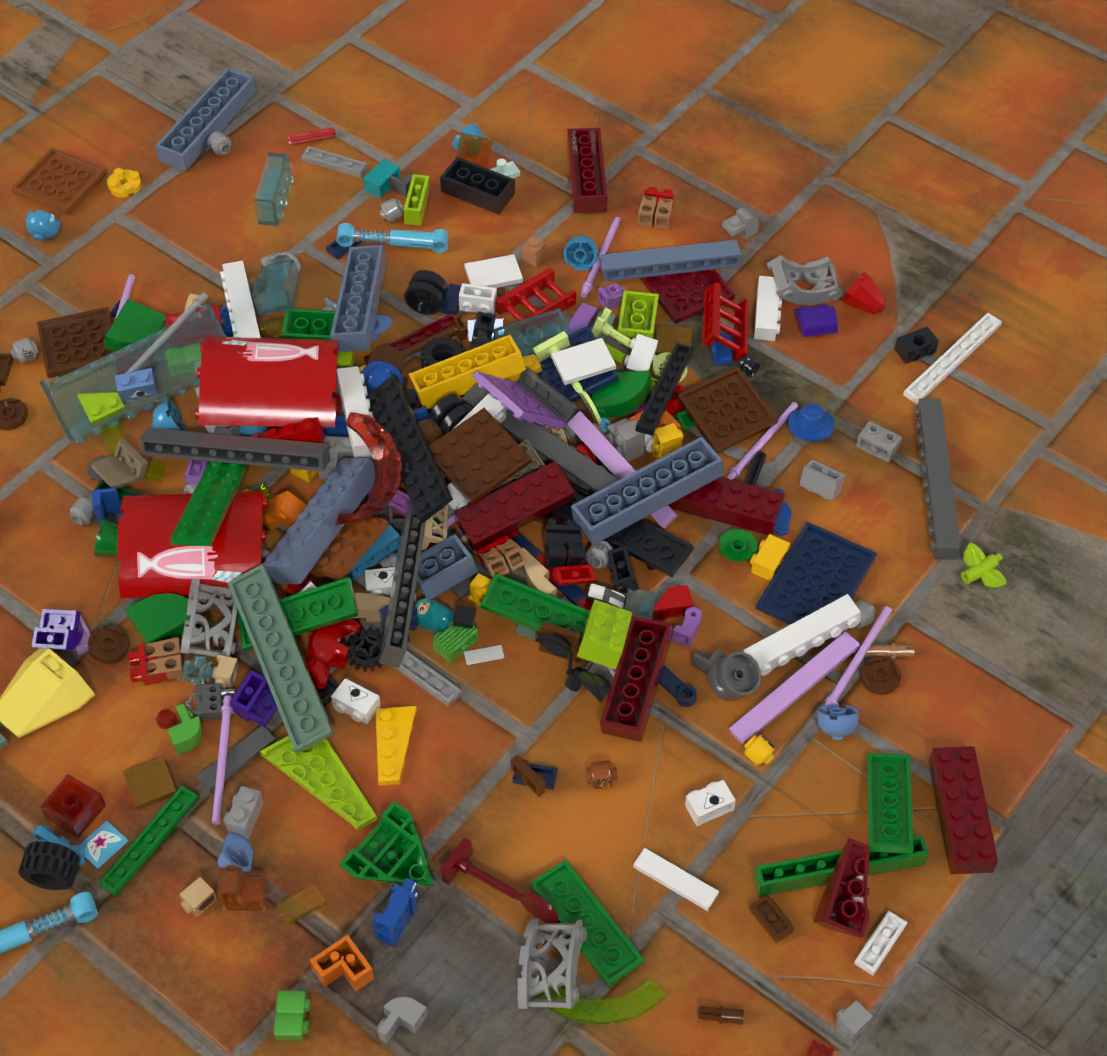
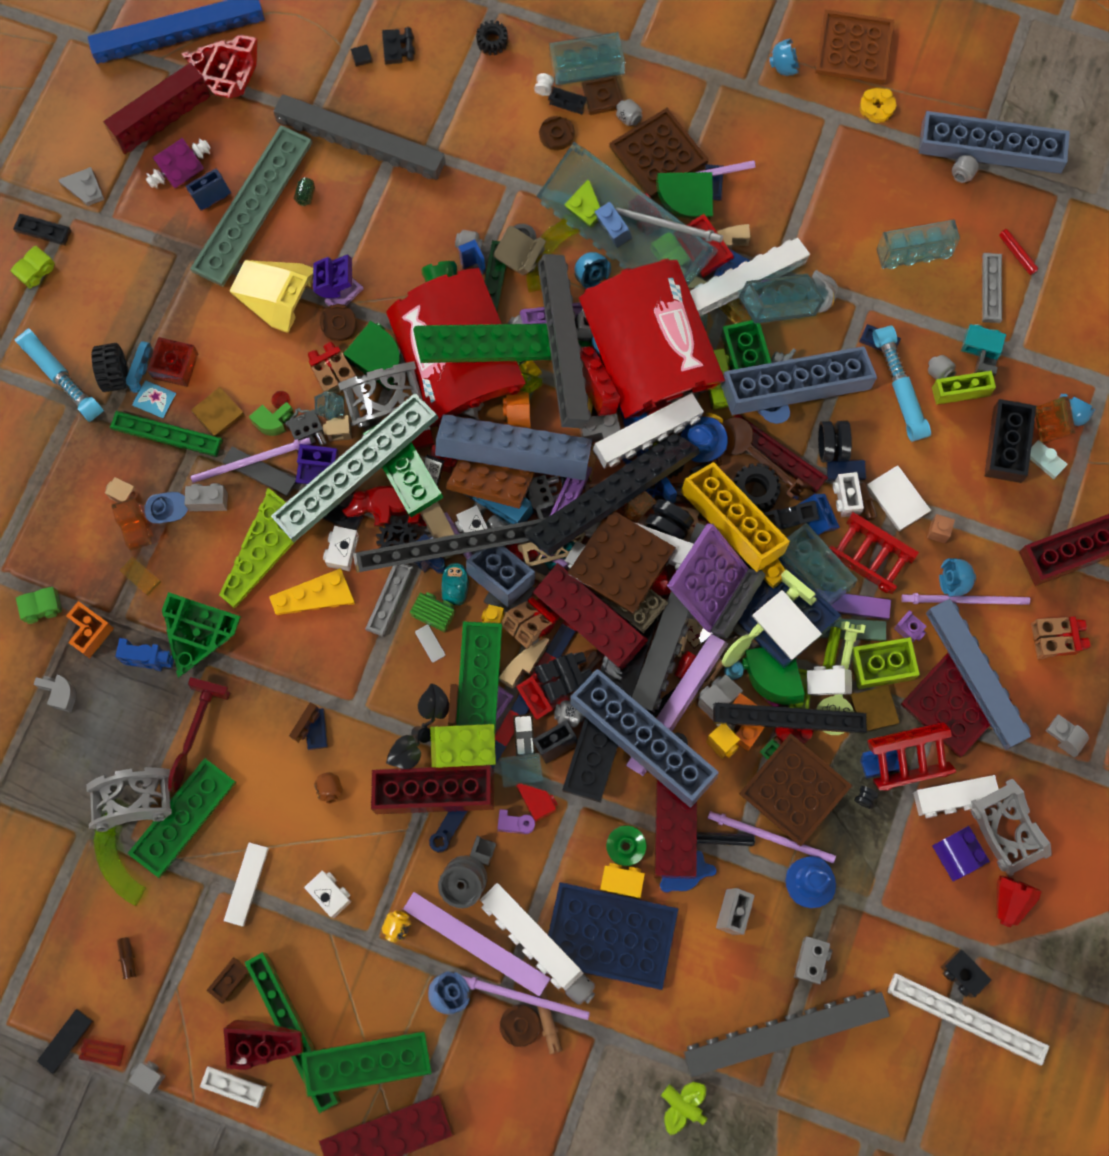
camera: 75 degrees right, 20 degrees up
(386, 464) = (568, 487): clear red windscreen -> none
(464, 617) = (450, 611): black tile -> none

